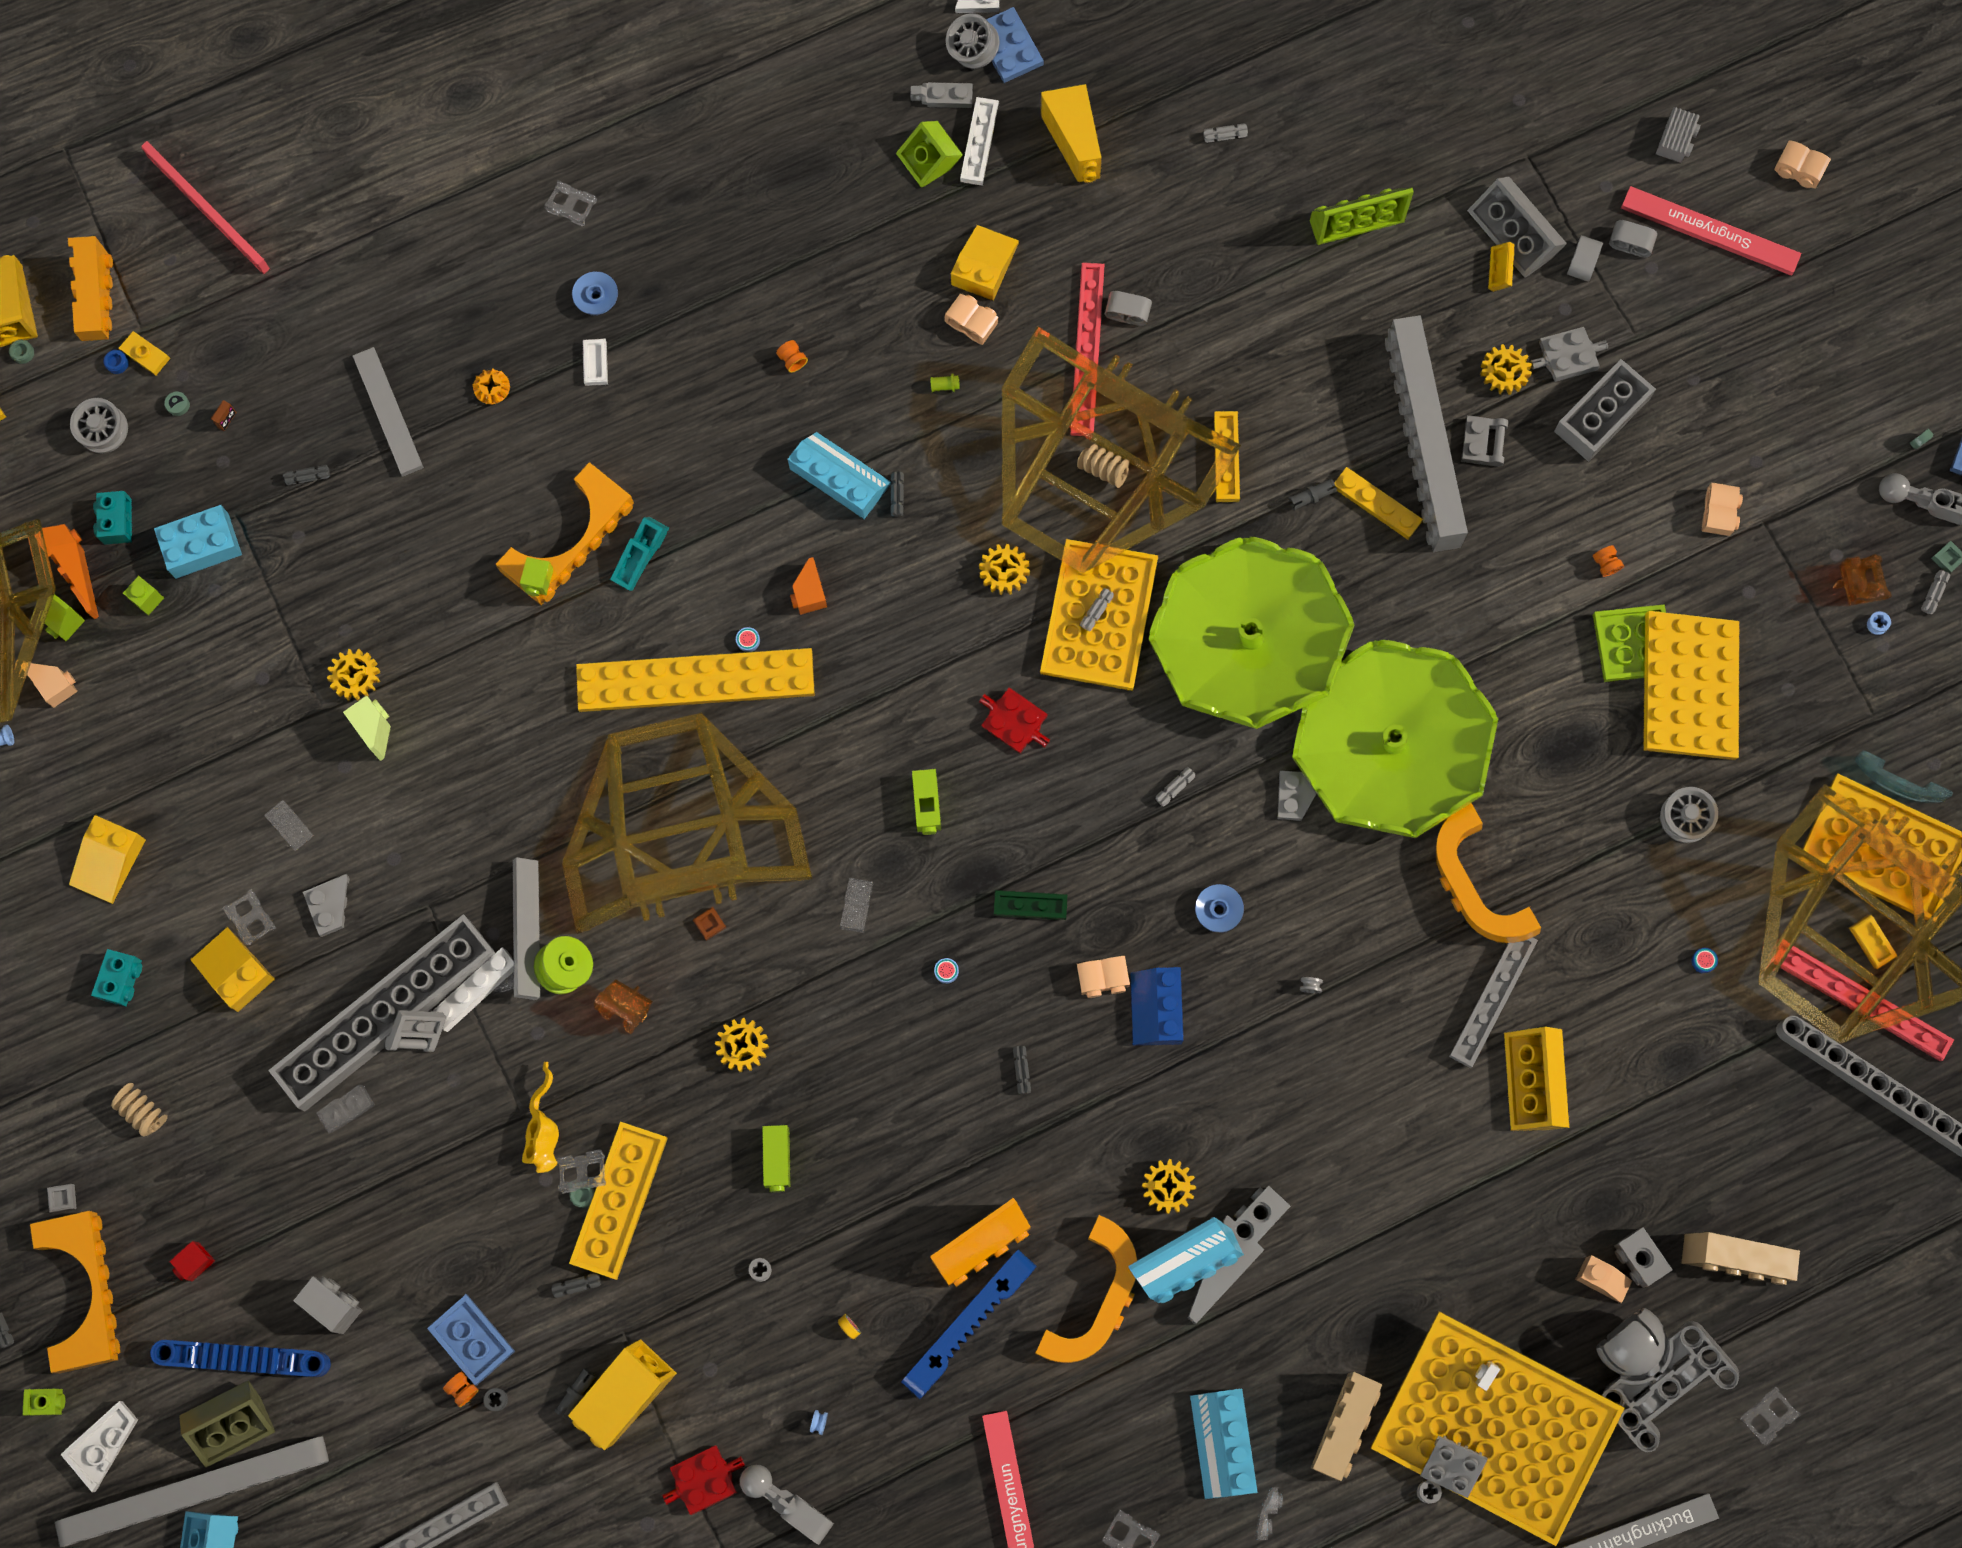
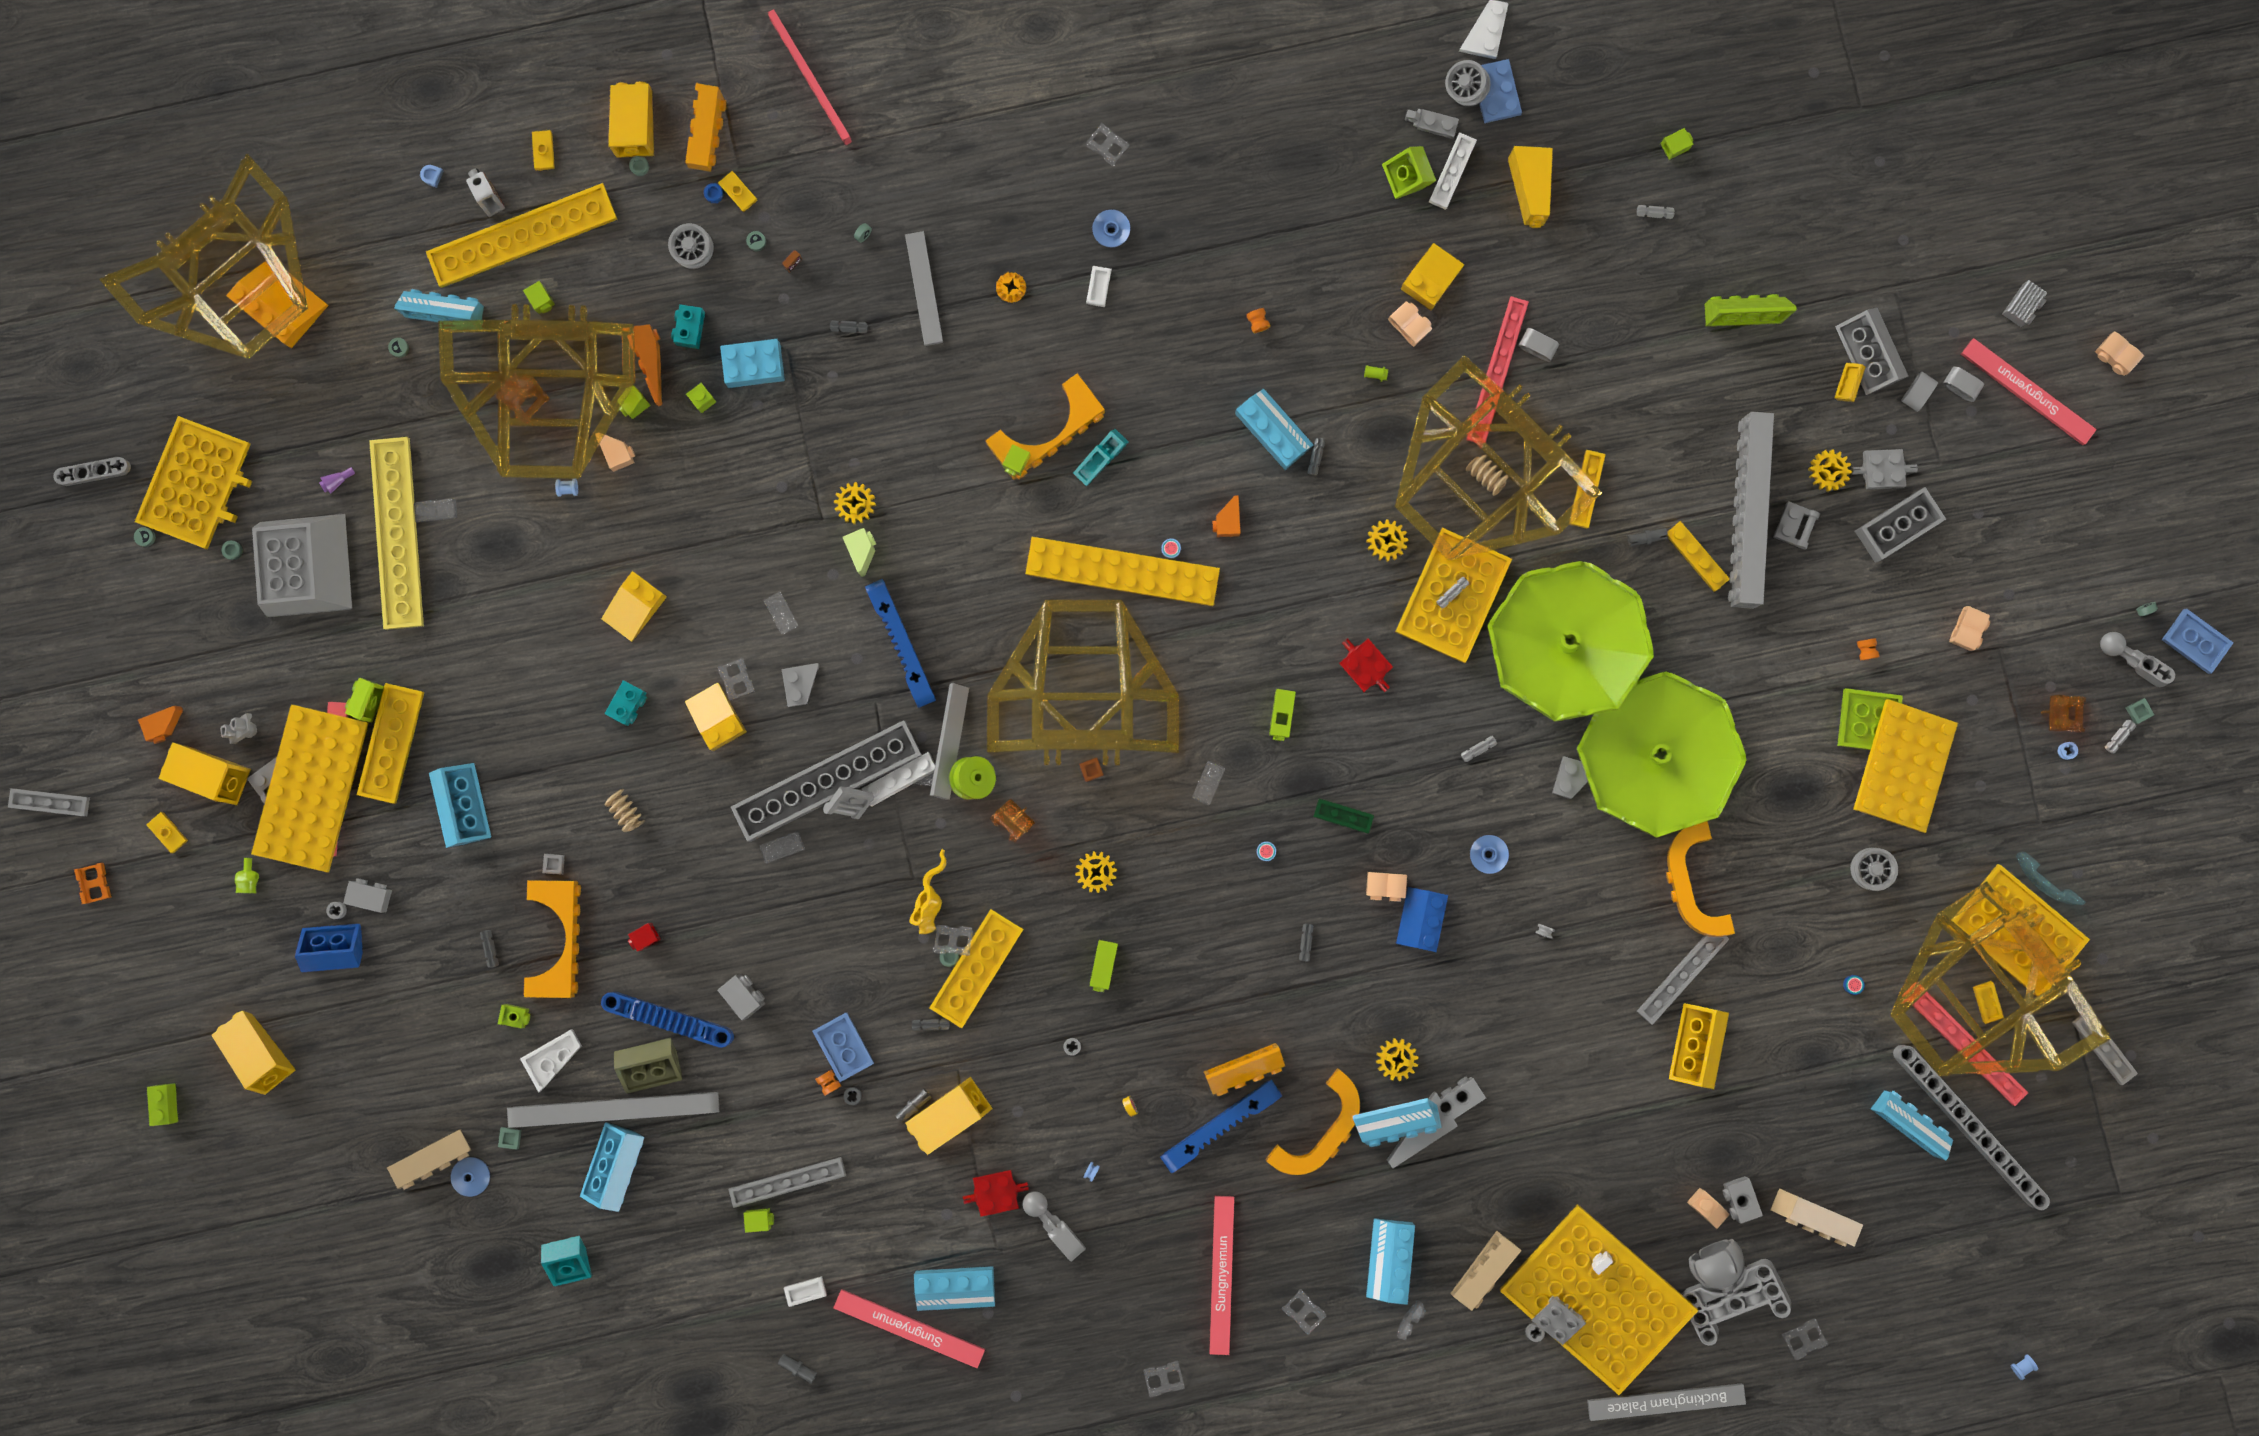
camera: 10 degrees right, 10 degrees up
(301, 364) = (862, 232): none -> sand green tile
(478, 875) = (879, 596): none -> blue gear
(1230, 53) = (1677, 143): none -> lime brick
(1825, 1113) = (1913, 1125): none -> medium azure slope

